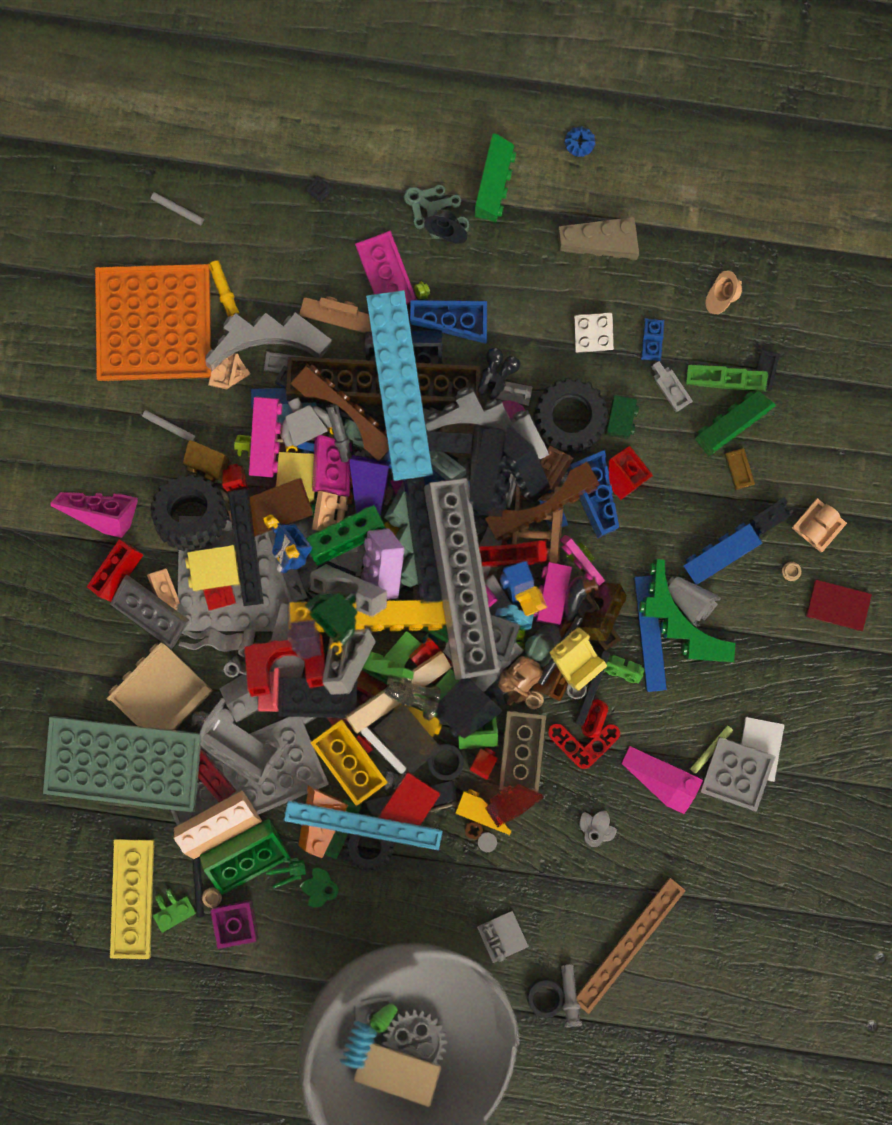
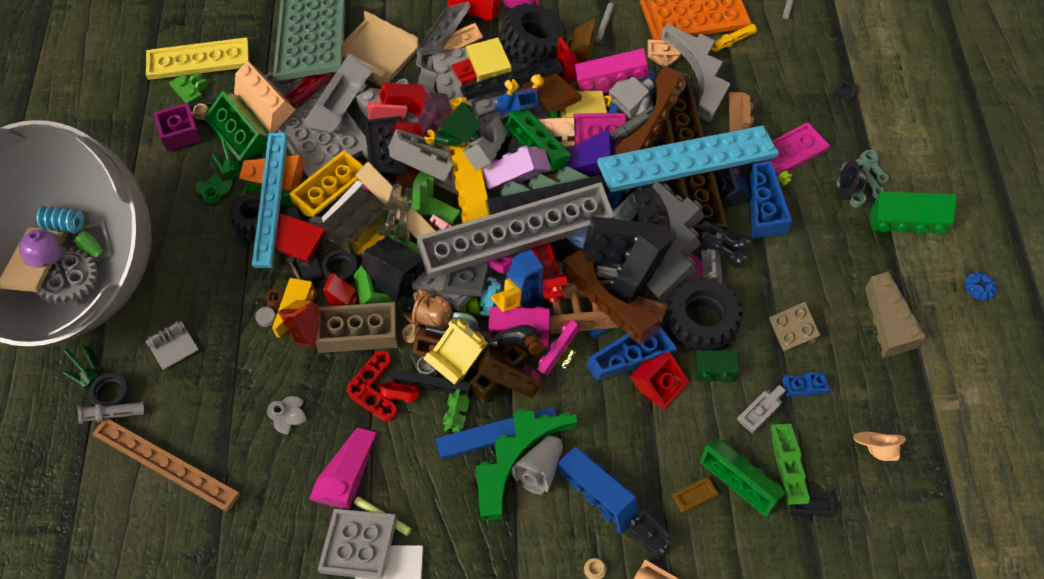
camera: 80 degrees right, 25 degrees down
(393, 1063) = (40, 248): none -> medium lavender cylinder
(525, 1020) = (86, 375): none -> dark green plant

